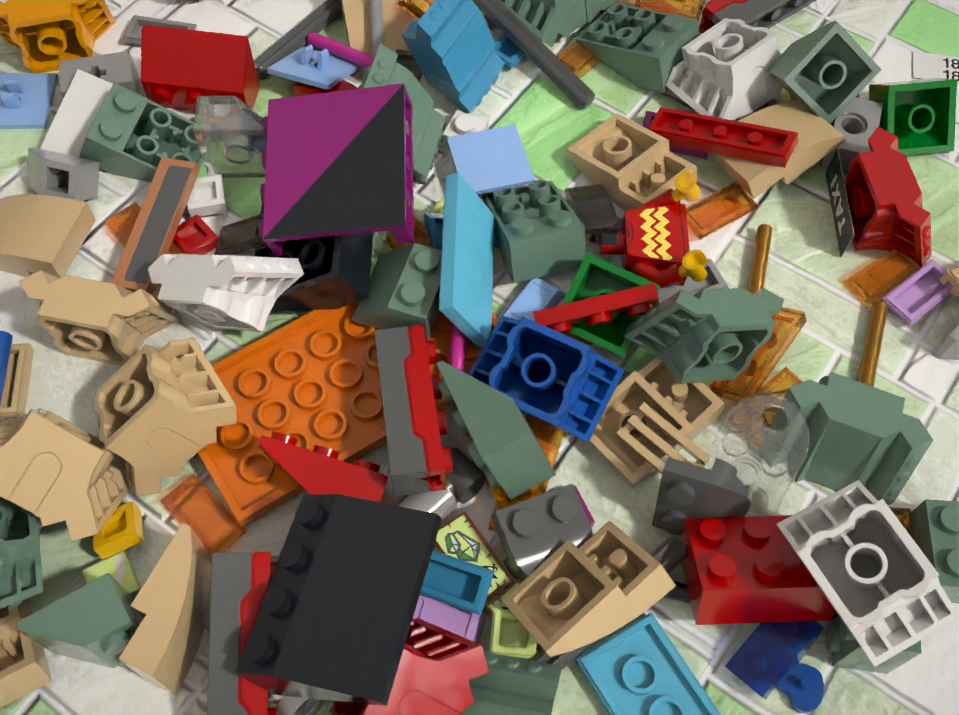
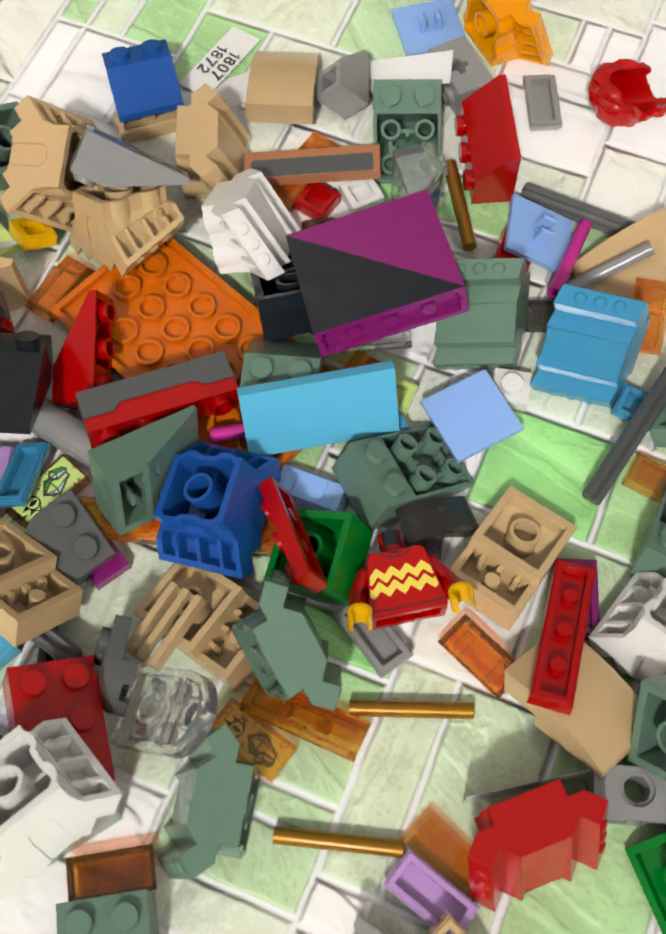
camera: 80 degrees right, 5 degrees up
(102, 380) = (118, 164): none -> light grey slope

